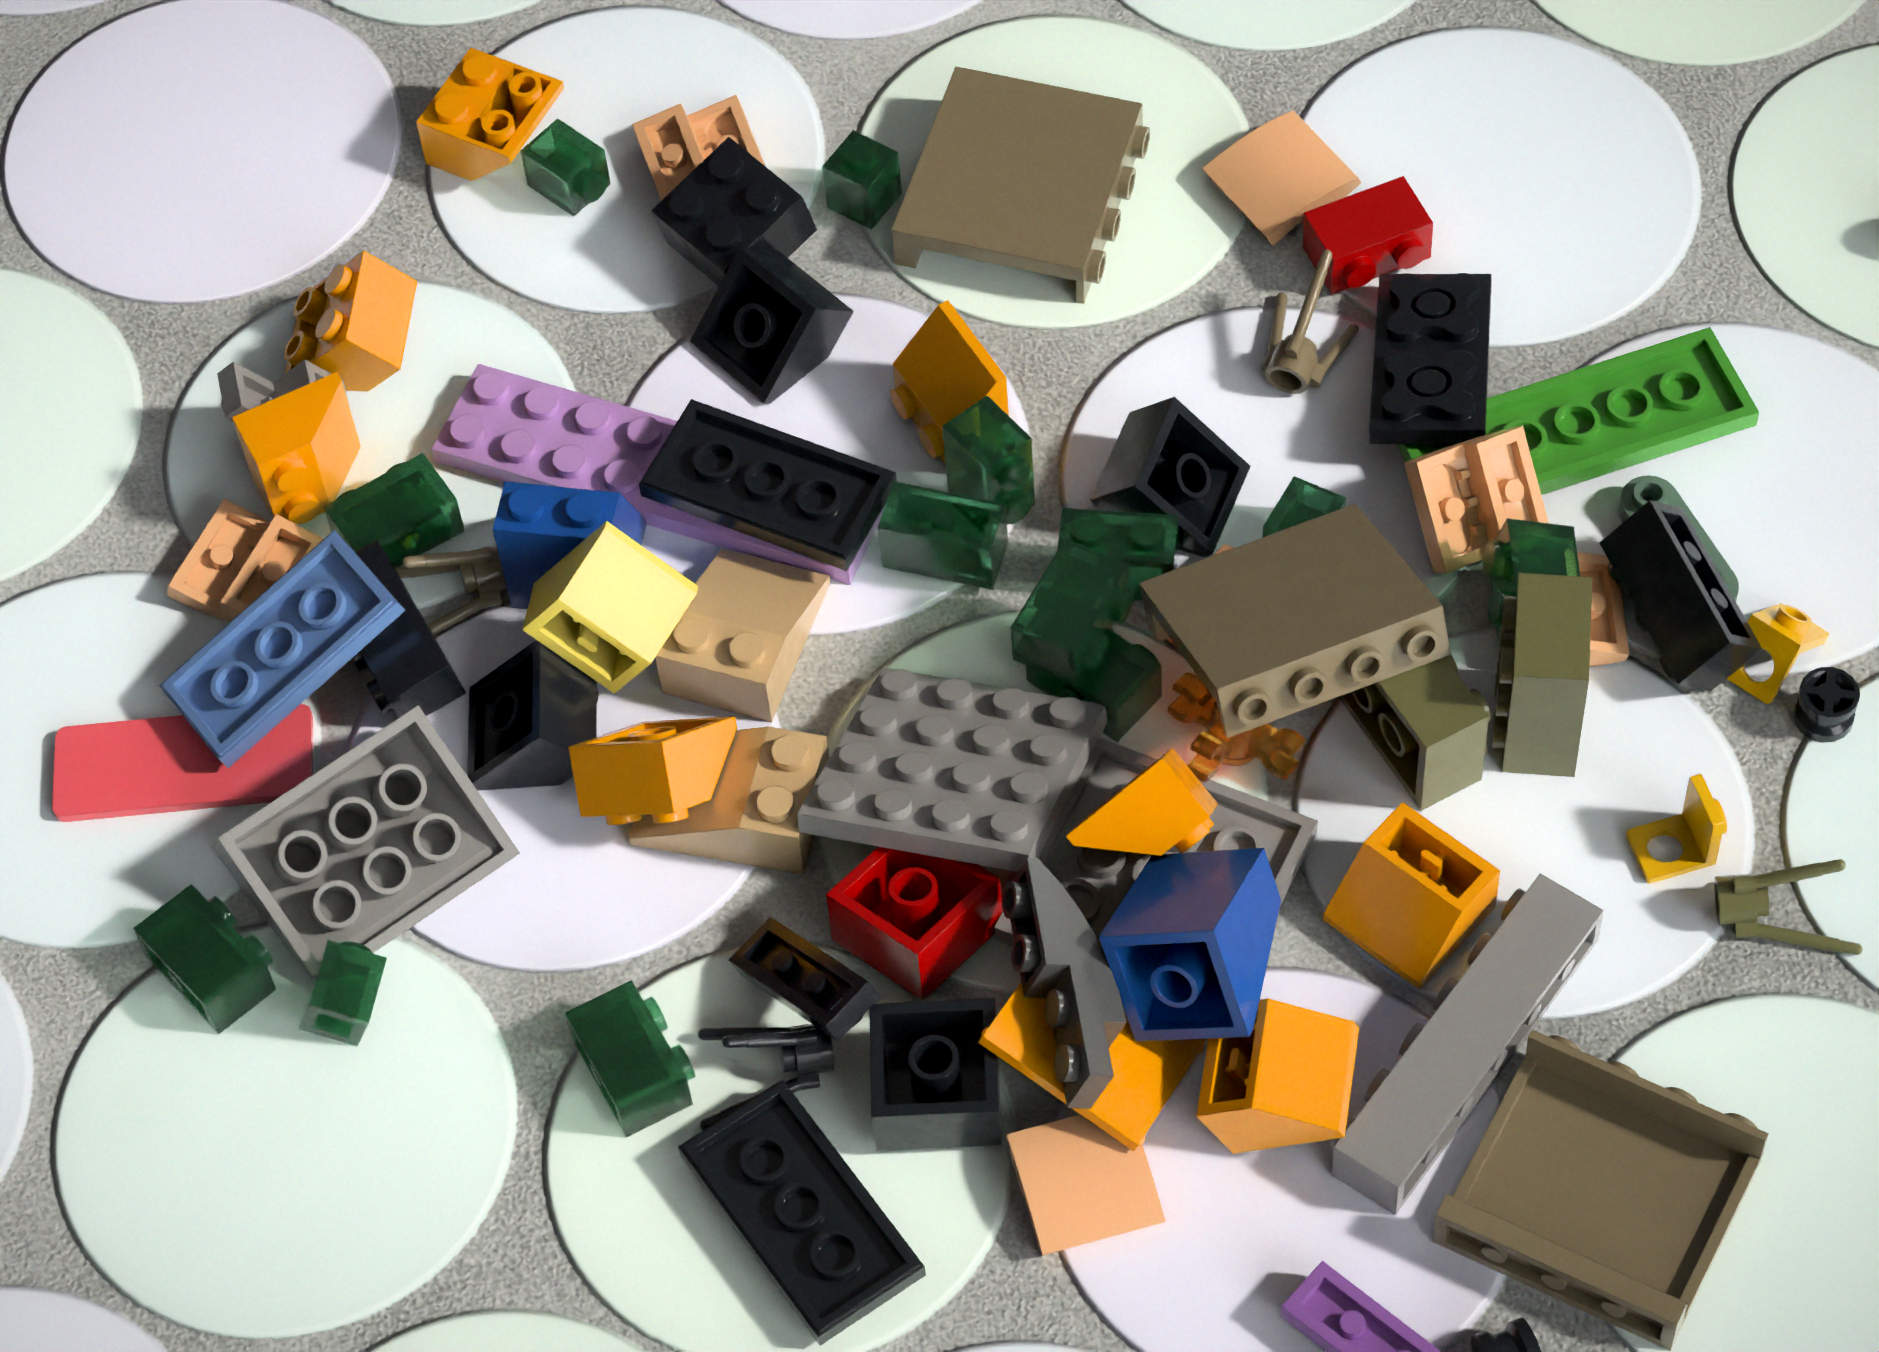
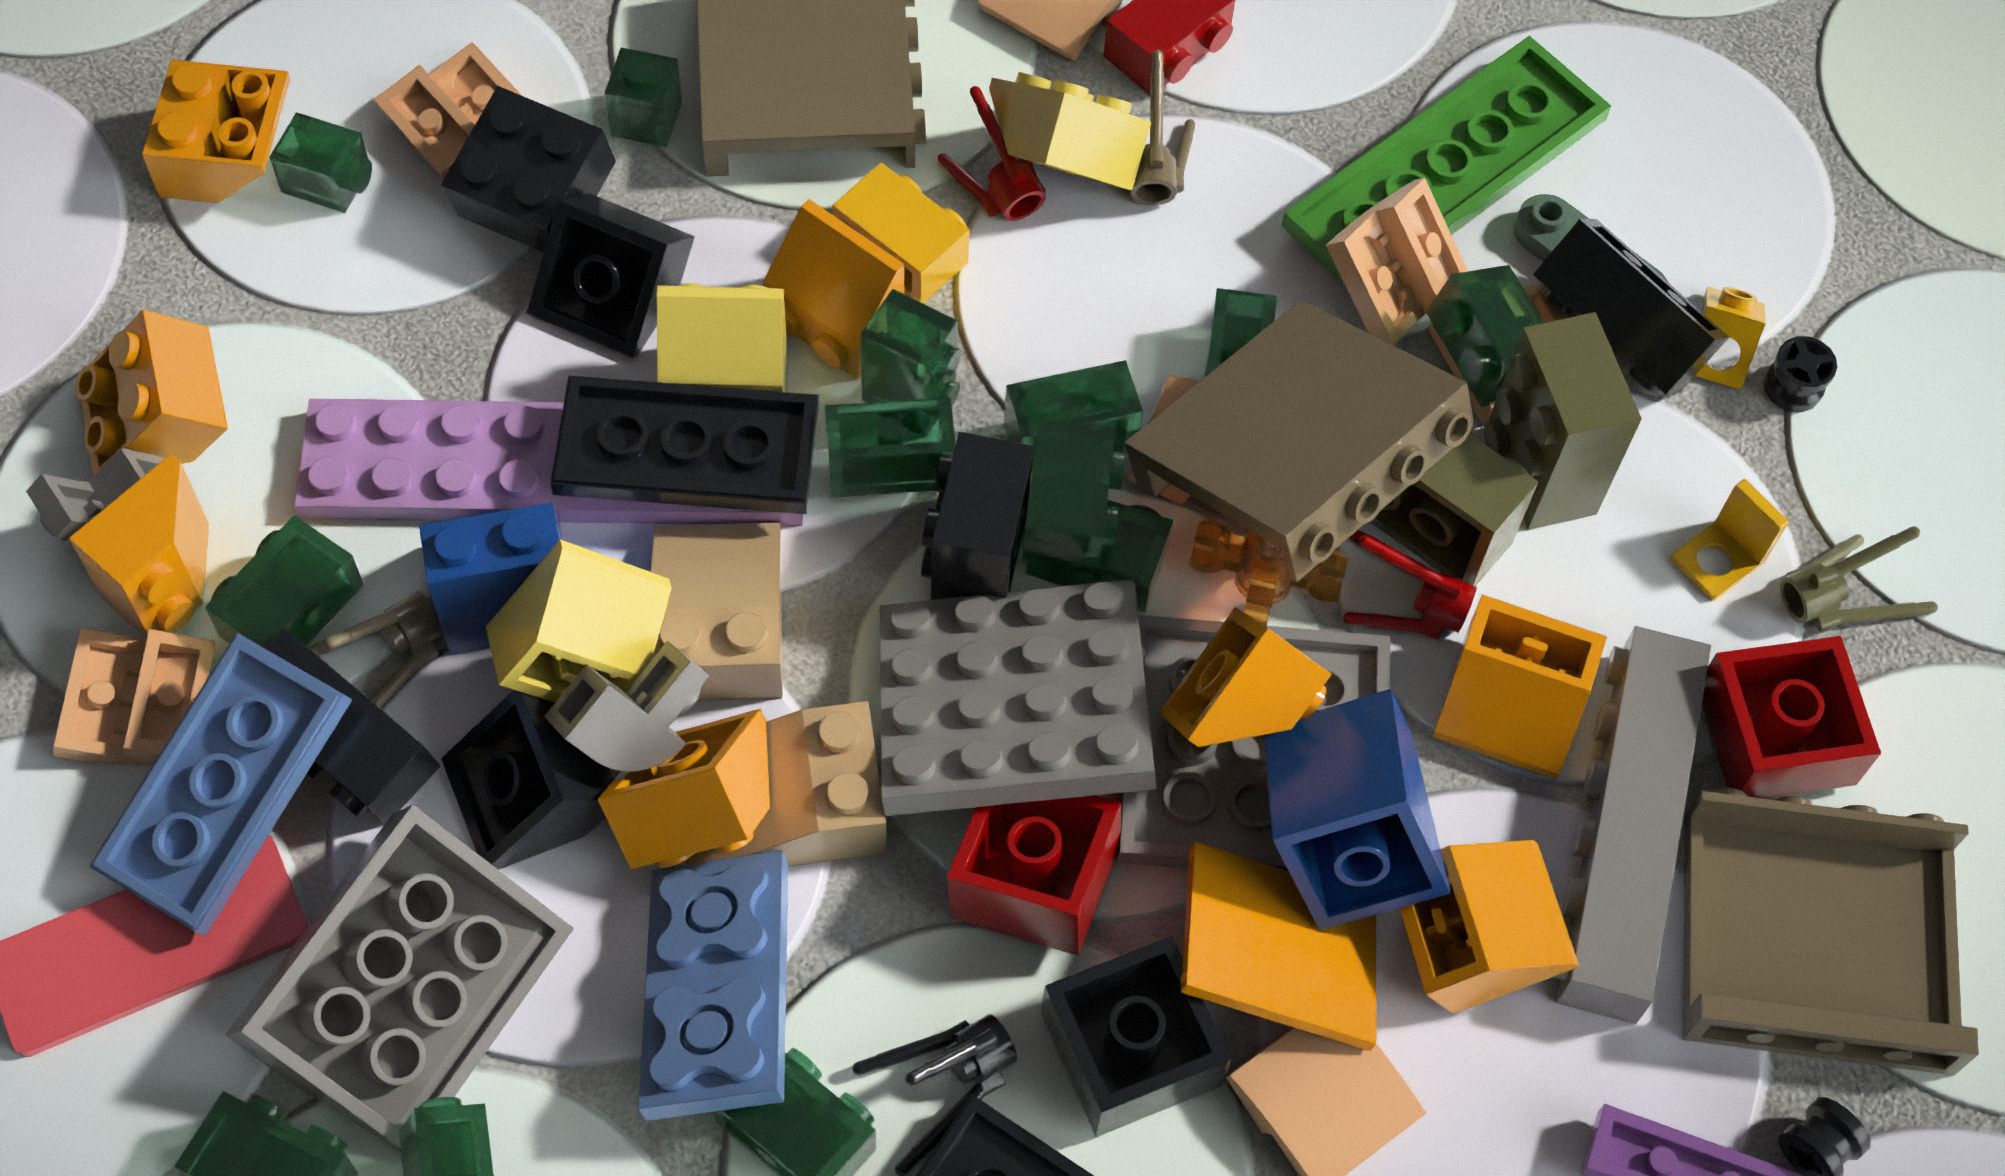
camera: 30 degrees left, 5 degrees up
(607, 925) = (715, 987): none -> medium blue piece
(618, 698) = (631, 727): none -> light grey brick
(804, 978) = (955, 976): black plate -> none
(835, 402) = (722, 336): none -> light yellow slope
(974, 614) = (977, 517): none -> black brick
(1040, 356) = (909, 227): none -> yellow brick
(1069, 969) = (1237, 877): dark grey slope -> none
(1159, 342) = (1013, 182): none -> red plant
(1173, 467) = (1085, 315): black slope -> none
(1222, 302) = (1070, 130): none -> light yellow slope
(1375, 800) = (1440, 597): none -> red plant
(1431, 358) = (1287, 135): black piece -> none
(1648, 995) = (1788, 718): none -> red brick

